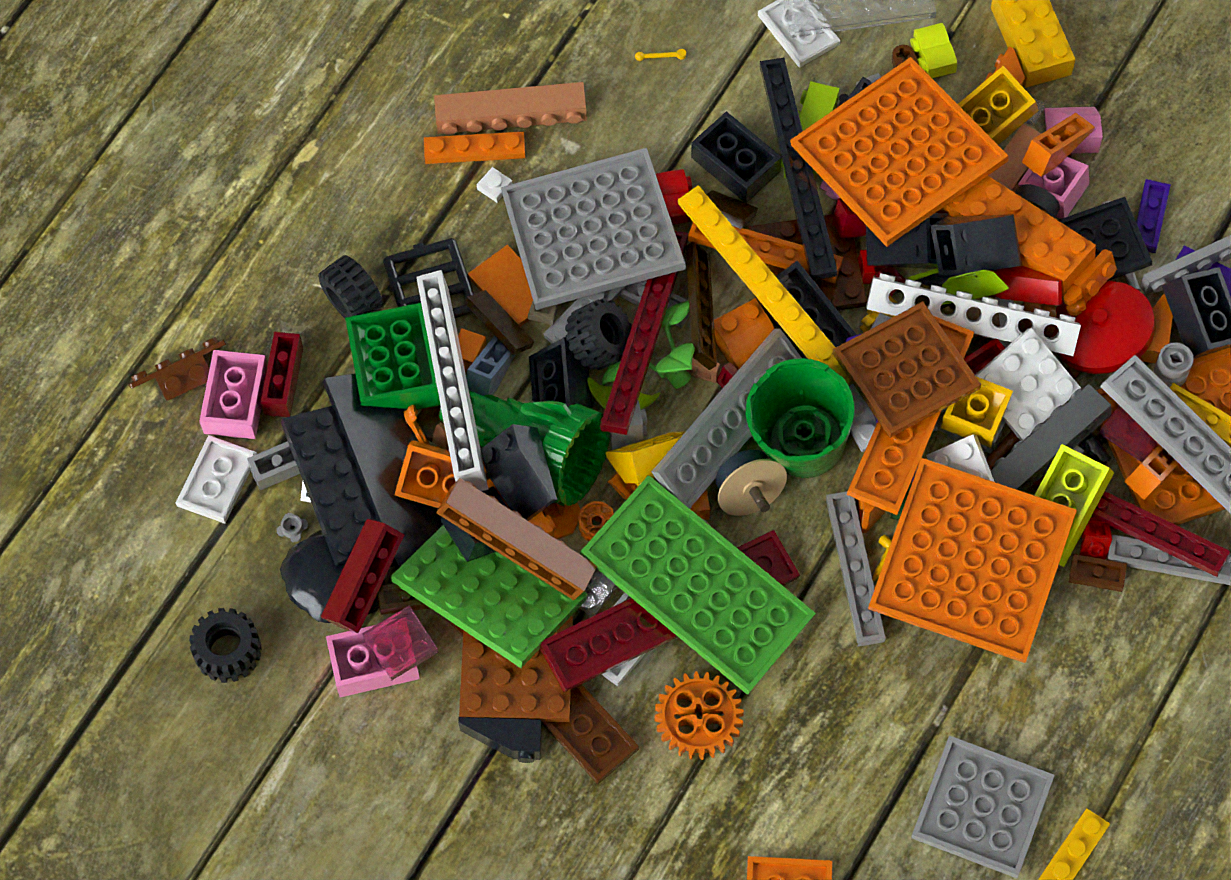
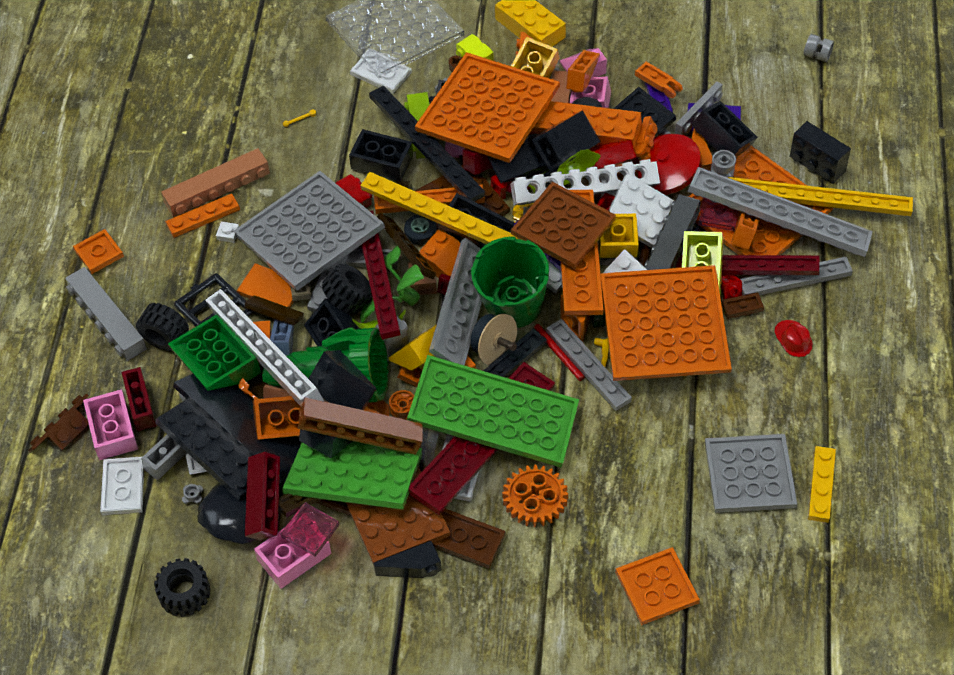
camera: 25 degrees left, 10 degrees down
(294, 238) = (105, 313): none -> light grey brick
(323, 146) = (98, 251): none -> orange plate
(724, 289) = (426, 226): none -> black wheel
(753, 522) = (511, 360): none -> black plate
(827, 532) = (560, 354): none -> red bar
(1142, 646) = (794, 338): none -> red piece
(1159, 194) = (658, 79): none -> orange hinge

